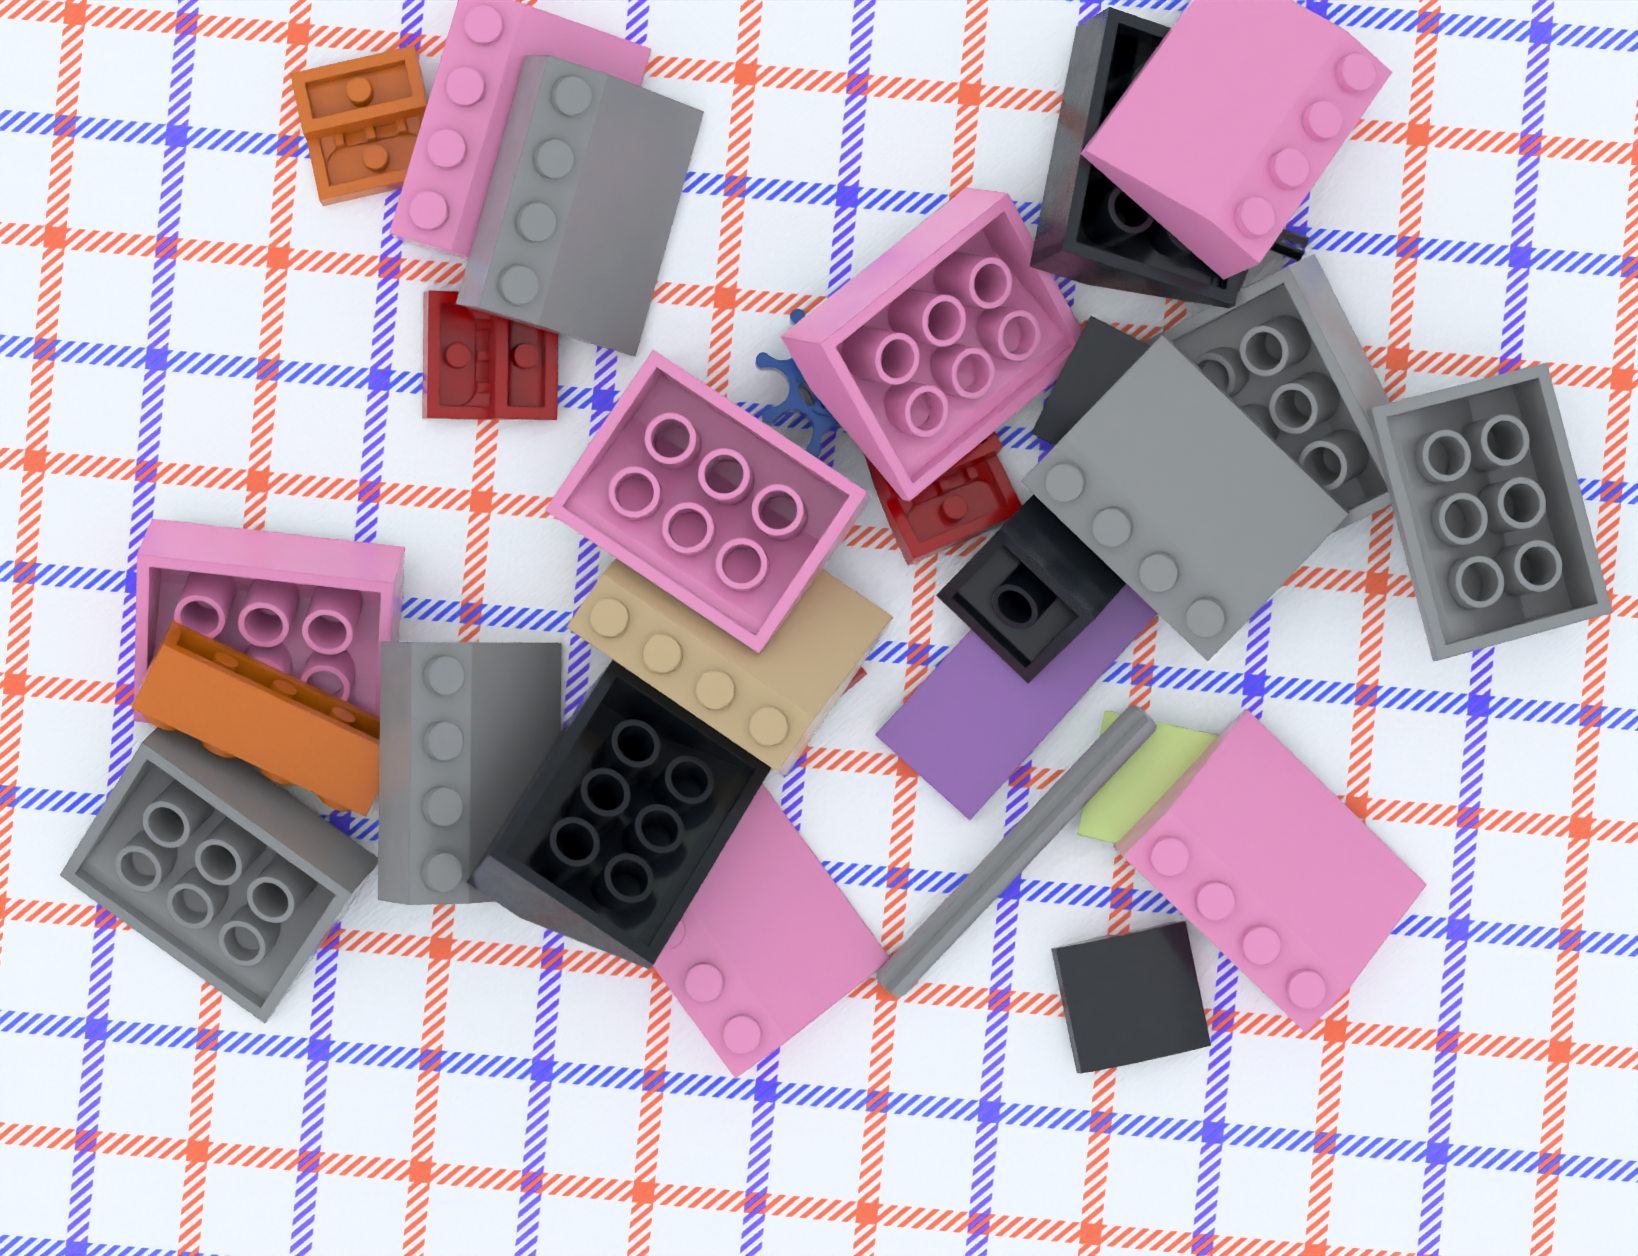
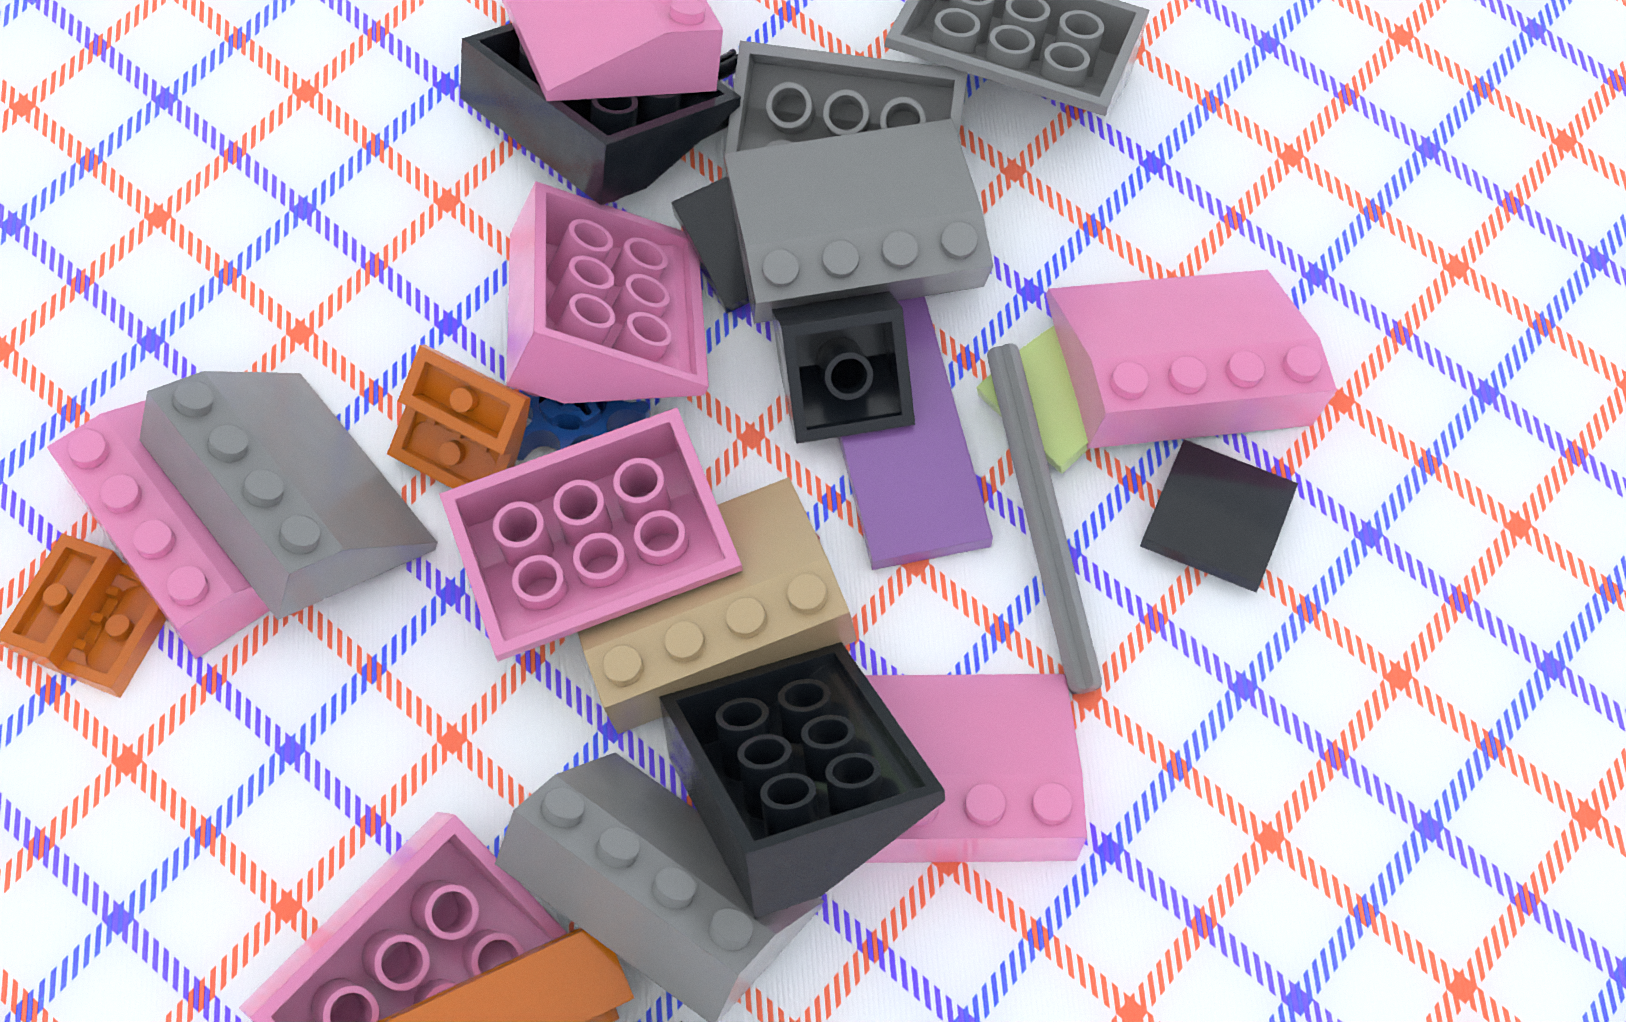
camera: 60 degrees left, 25 degrees down
(485, 365) = (345, 653): red slope -> none
(732, 307) = (457, 421): none -> orange slope
(953, 508) = (738, 391): red slope -> none

